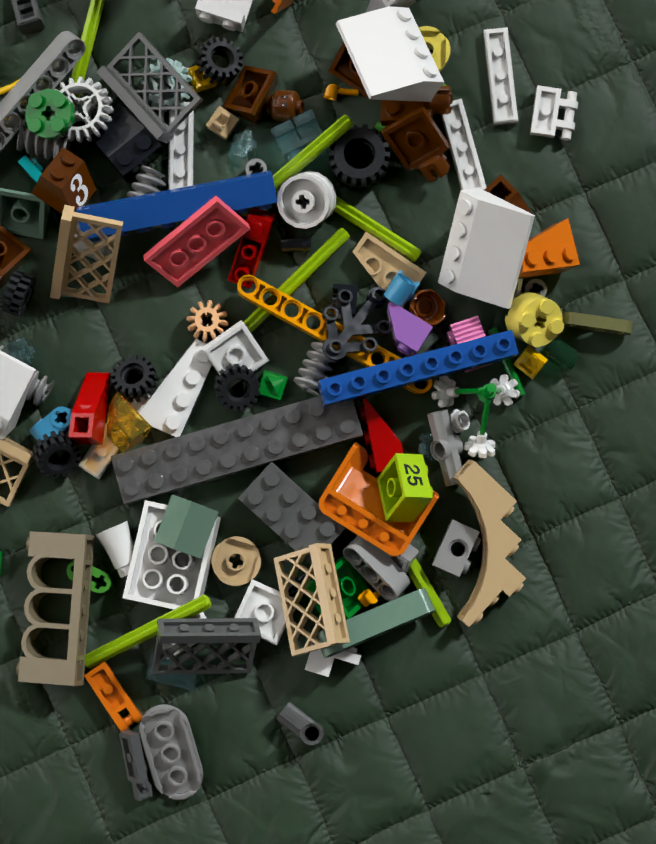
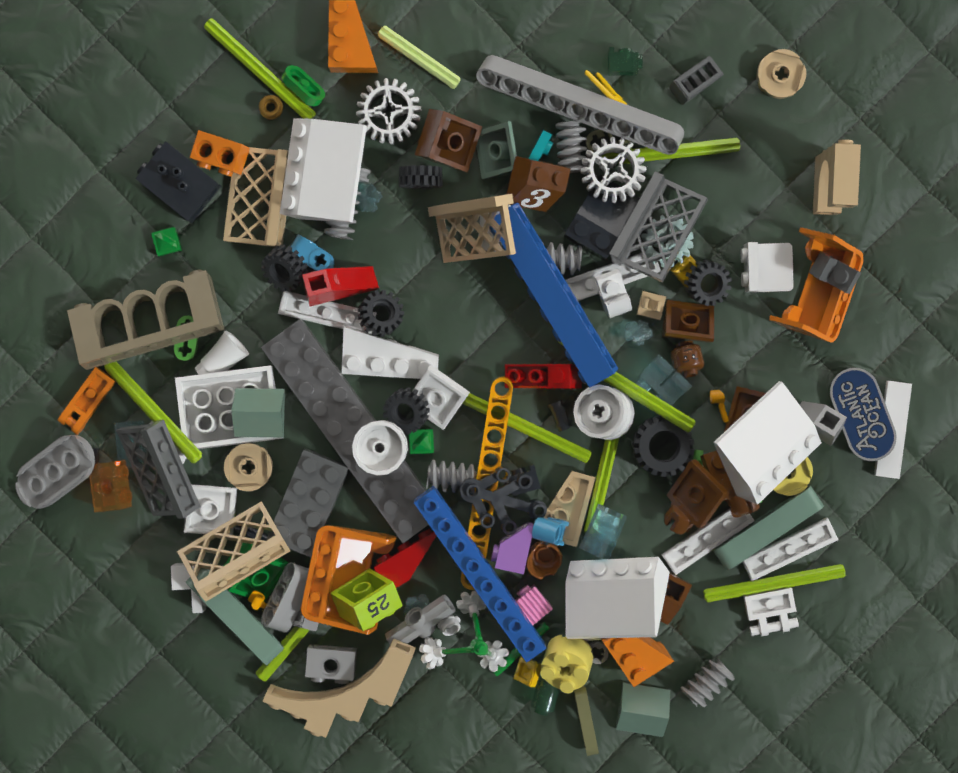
camera: 75 degrees right, 5 degrees up
(39, 105) = (599, 131): green plate -> none
(125, 425) = (334, 321): clear yellow slope -> none
(135, 764) = (33, 443): dark grey hinge -> none
(195, 709) = (102, 493): none -> clear orange brick
(196, 241) = (526, 325): coral plate -> none
(199, 151) = (613, 294): none -> white brick
(205, 312) = (455, 353): light nougat gear -> none
(252, 164) = (622, 347): light grey bush -> none
(261, 403) = (366, 452): none -> white wheel
(298, 723) = (123, 577): dark grey piece -> none
(420, 241) = (603, 532): none -> clear light blue slope
(473, 87) = (768, 528): none -> sand green beam
(527, 101) = (774, 583): none -> lime axle
(600, 195) = (707, 683): none -> light grey piece
(606, 266) = (643, 709): none -> sand green slope

